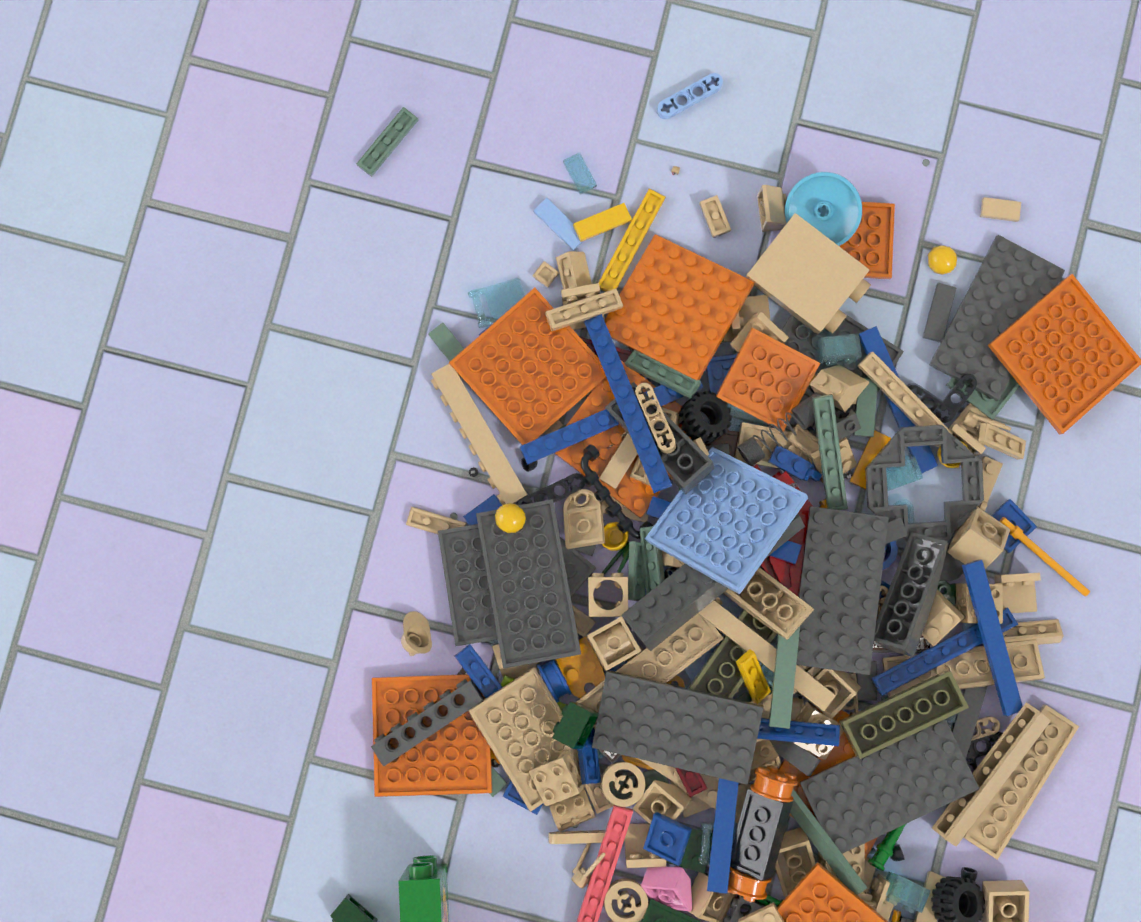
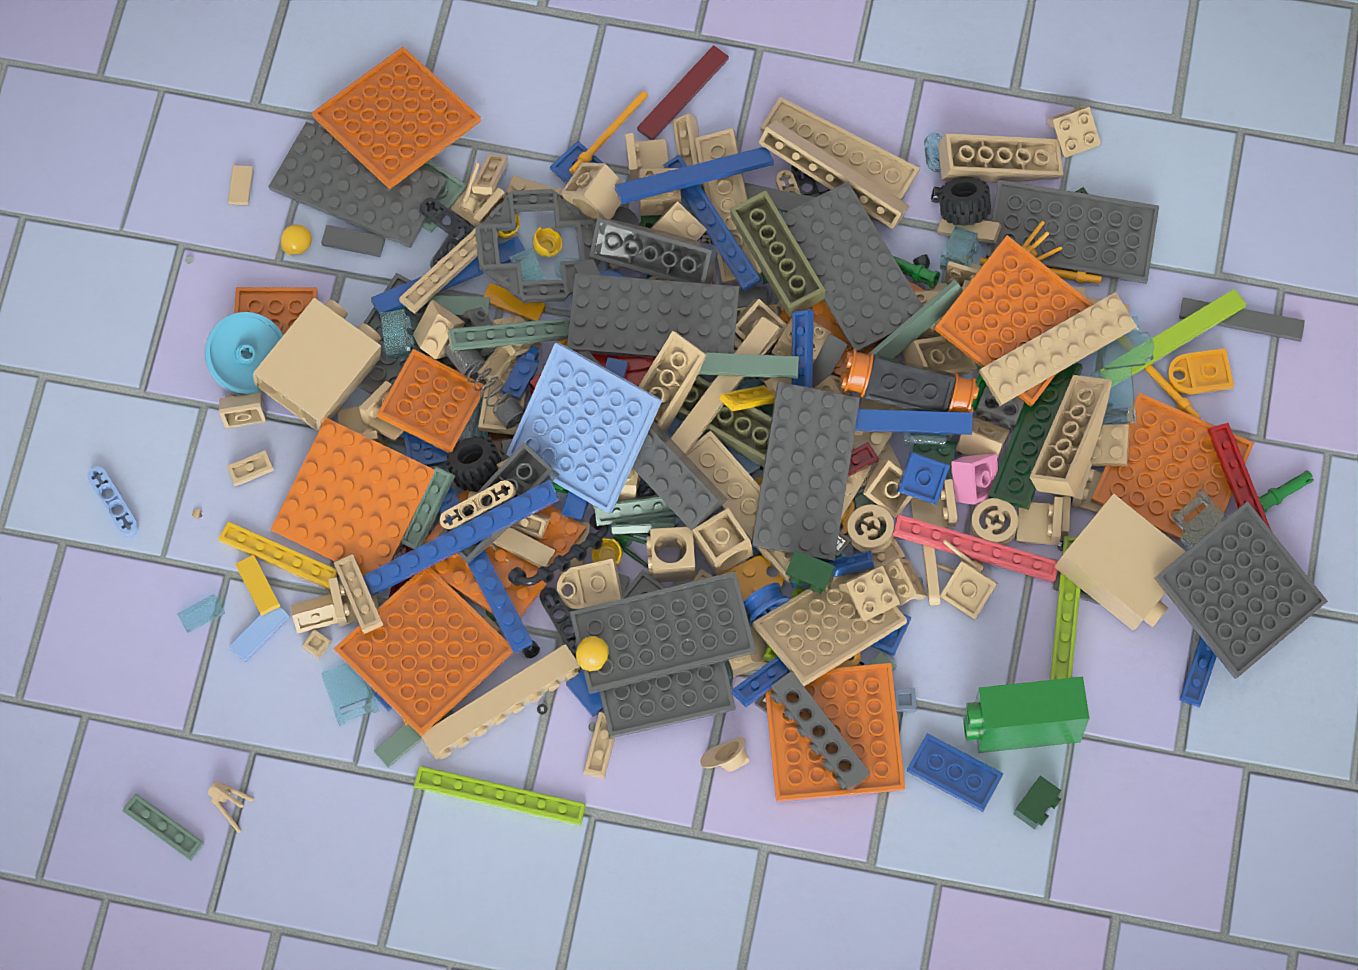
camera: 90 degrees left, 15 degrees down
(387, 843) = (955, 772): none -> blue plate
(395, 432) = (500, 795): none -> lime tile
(410, 189) = (222, 793): none -> tan plant
(458, 803) = (905, 700): none -> sand blue plate
(559, 871) = (968, 589): none -> tan plate
(930, 493) = (547, 242): none -> yellow hair
(1015, 873) = (932, 152): none -> clear light blue plate
(1087, 631) = (682, 93): none -> dark red tile

